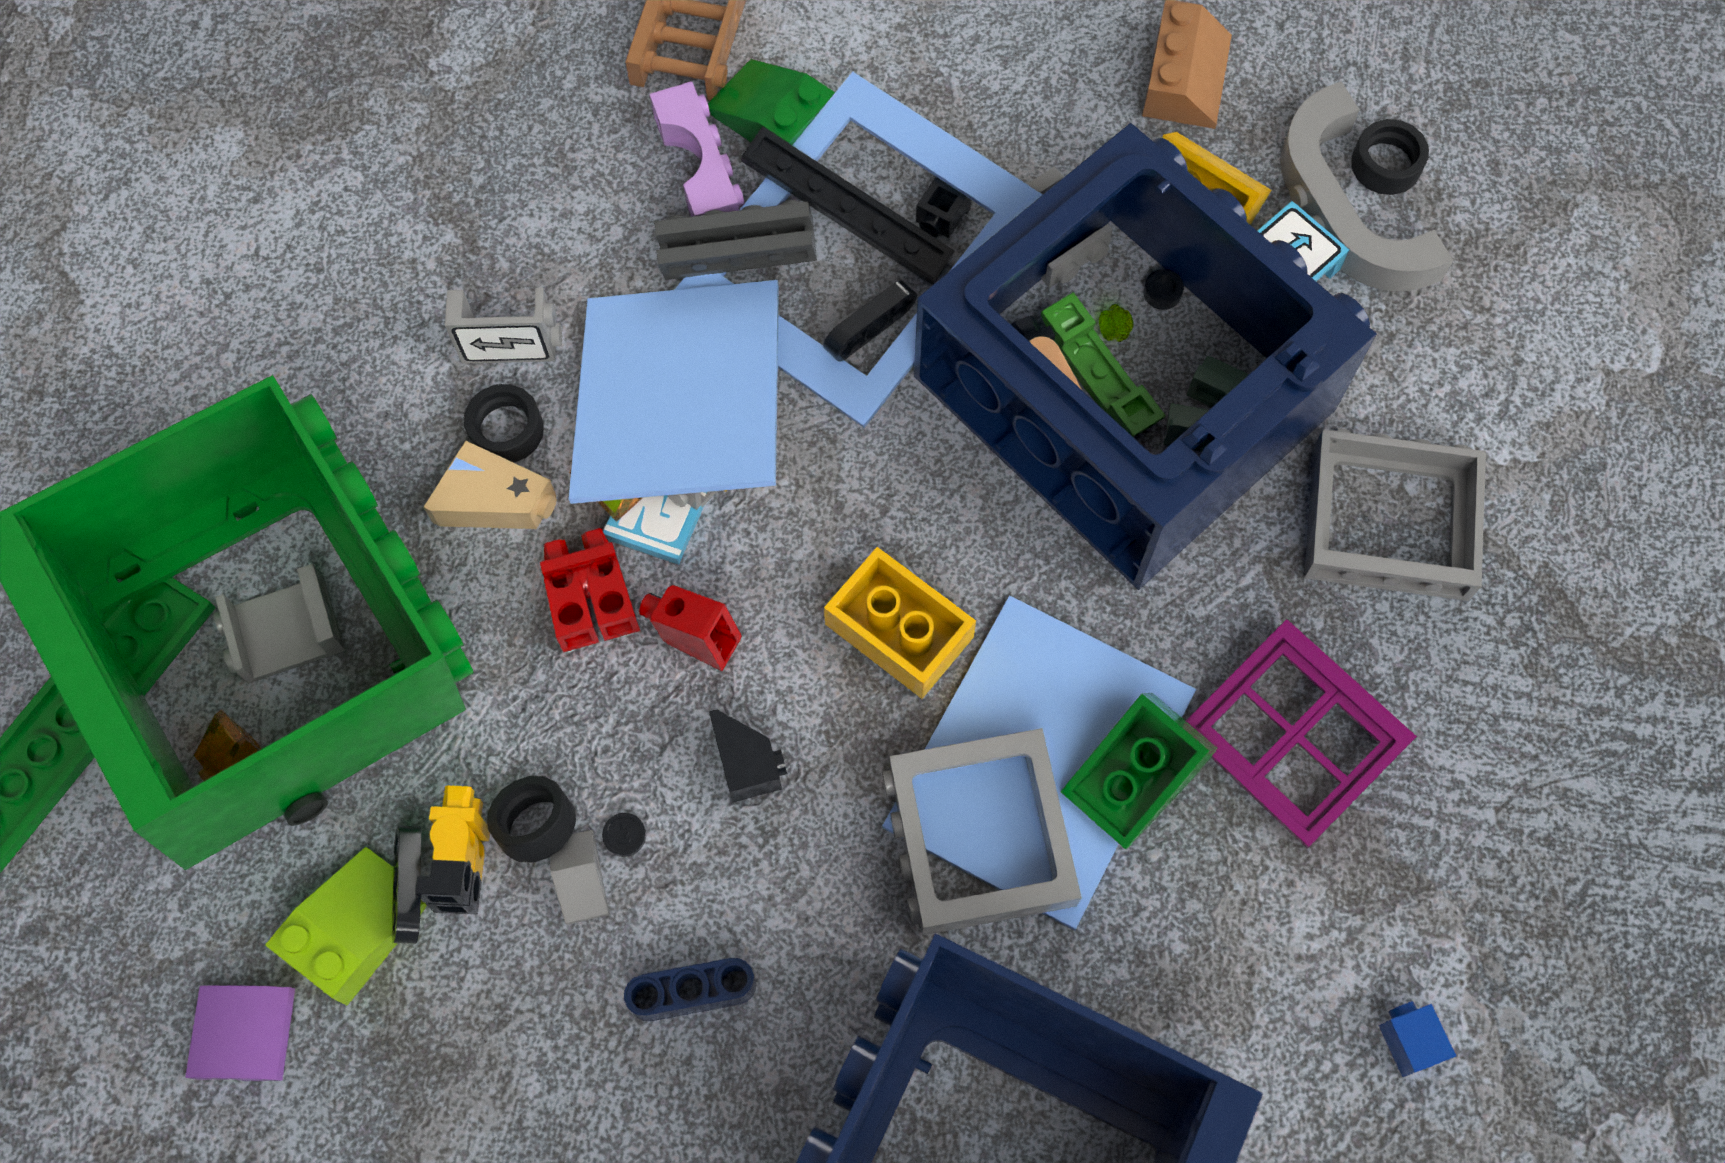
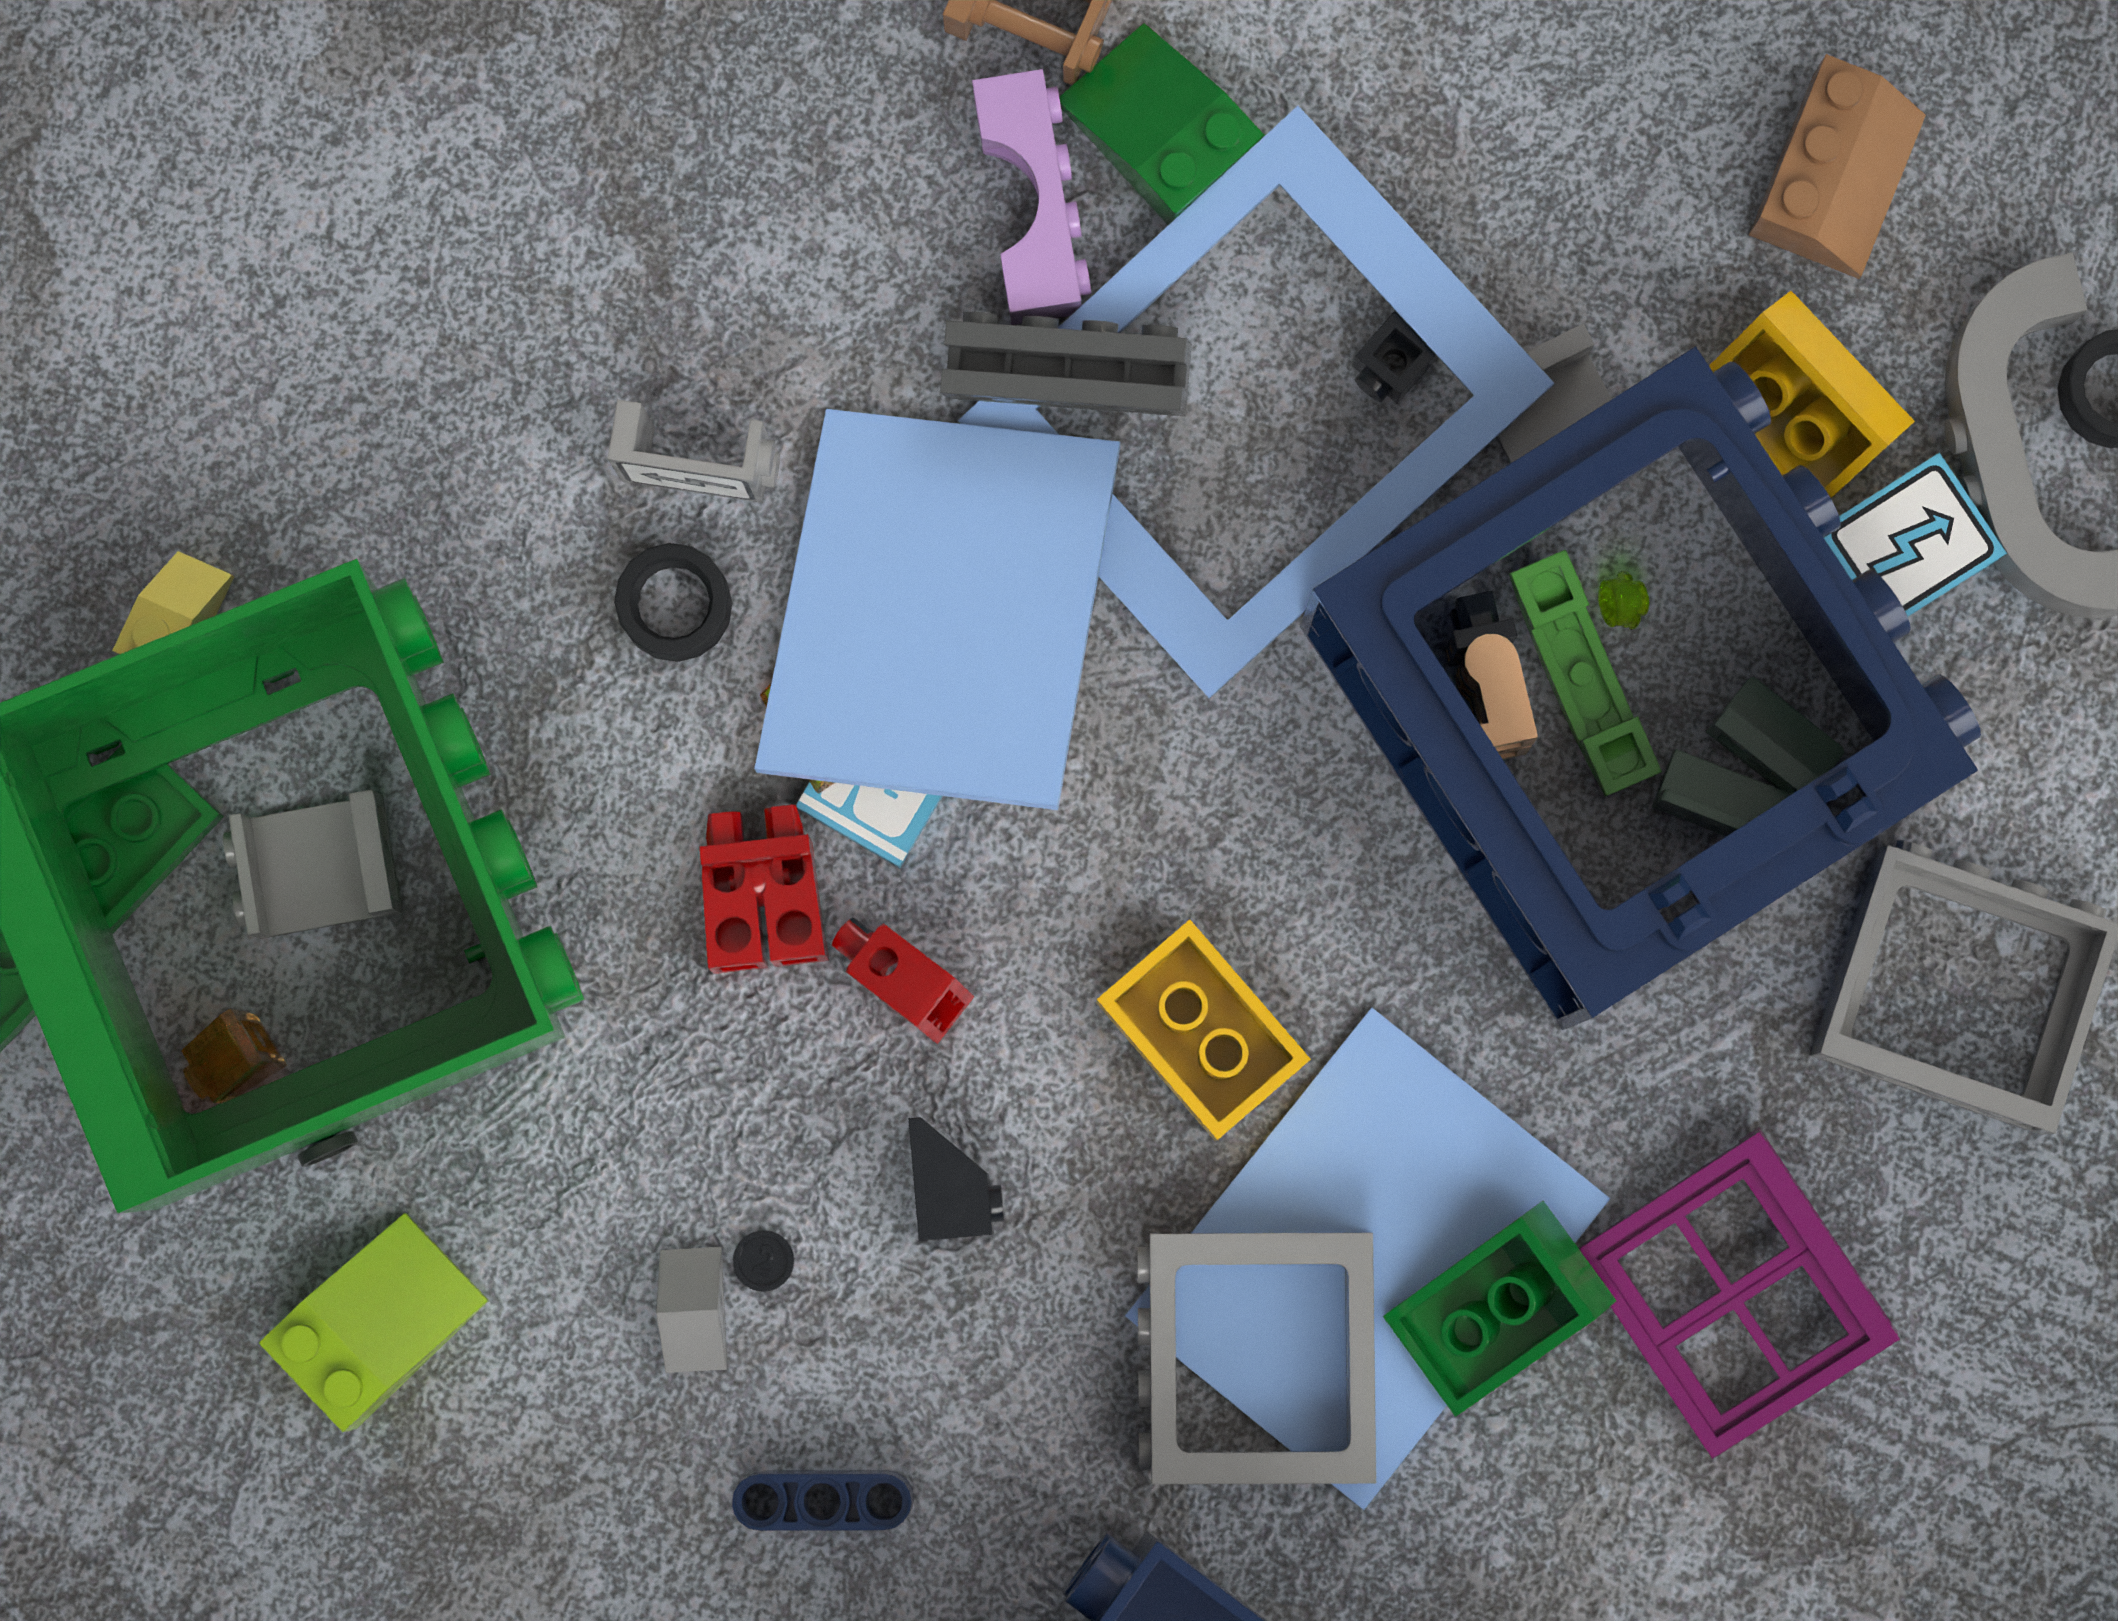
camera: 15 degrees right, 15 degrees up
(240, 1033) = (212, 1444): medium lavender slope -> none
(406, 868) = (457, 1287): black beam -> none
(457, 854) = (533, 1256): hips -> none
(489, 493) = (640, 713): tan slope -> none
(517, 798) = (607, 1196): black tyre -> none
(847, 205) = (1249, 332): black tile -> none
(870, 320) = (1249, 534): black beam -> none
(1163, 289) = (1710, 551): black tile -> none

